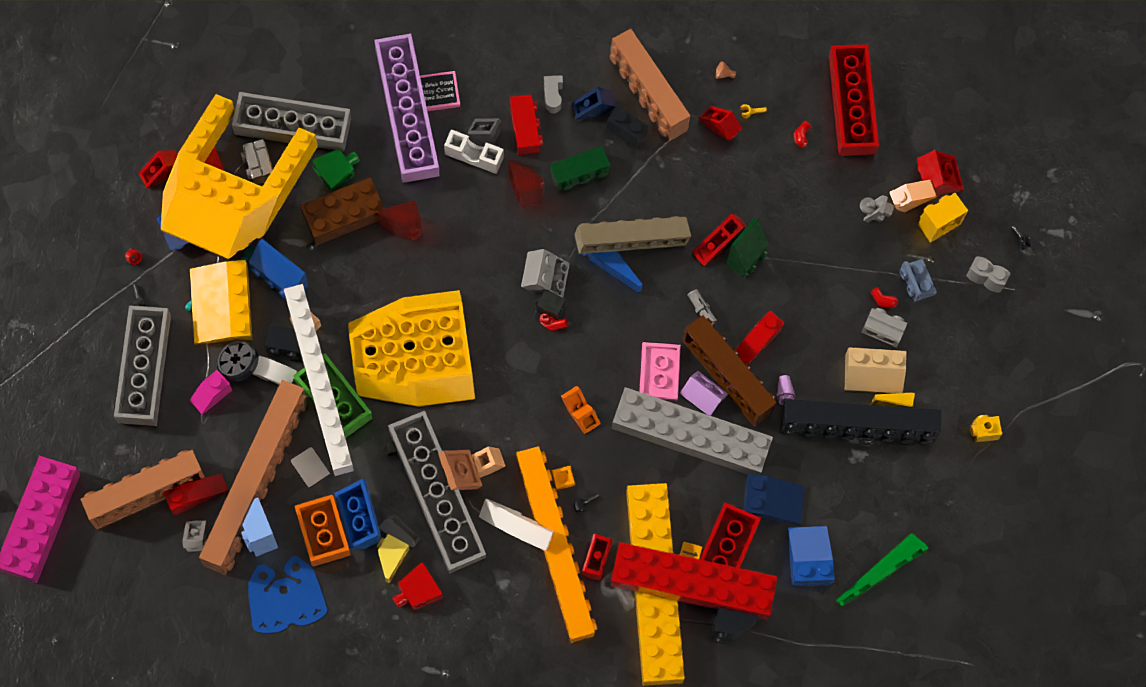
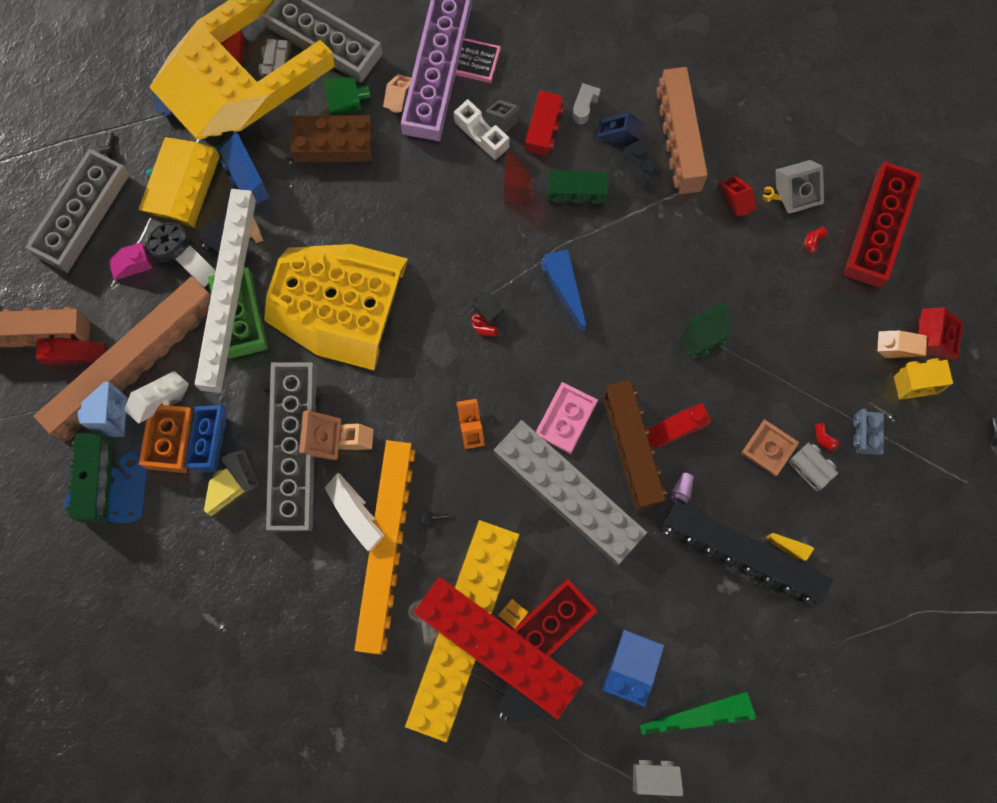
camera: 30 degrees right, 5 degrees up
(137, 259) = (118, 108): red hinge -> none
(158, 168) = (178, 29): red slope -> none
(195, 535) = (48, 390): light grey slope -> none
(273, 594) = (90, 478): none -> dark green brick
(295, 499) = (145, 400): none -> white arch
(310, 467) = (187, 368): white sticker -> none
(383, 147) = (397, 93): none -> light nougat slope
(402, 220) = (382, 168): clear red slope -> none
(417, 589) = (232, 534): red torso -> none
(545, 272) = (498, 275): light grey slope -> none
(563, 478) = (423, 484): light orange tile -> none
(597, 557) = (417, 578): red brick -> none
(632, 235) = (597, 271): dark tan brick -> none
(701, 306) = (636, 371): light grey pin -> none
(703, 393) = (599, 457): lavender panel -> none
(720, 239) = (684, 310): red slope -> none
(724, 71) = (763, 146): nougat rock -> none
(770, 93) = (800, 185): none -> light grey slope
(773, 499) = (621, 595): dark blue slope -> none
(842, 326) = (769, 448): none -> nougat plate
(870, 635) = (657, 779): none -> light grey slope
(875, 370) = (783, 507): tan slope -> none
(876, 209) = (857, 343): light grey hips -> none
(986, 428) = (873, 615): yellow brick -> none
(990, 275) = (947, 459): light grey brick -> none

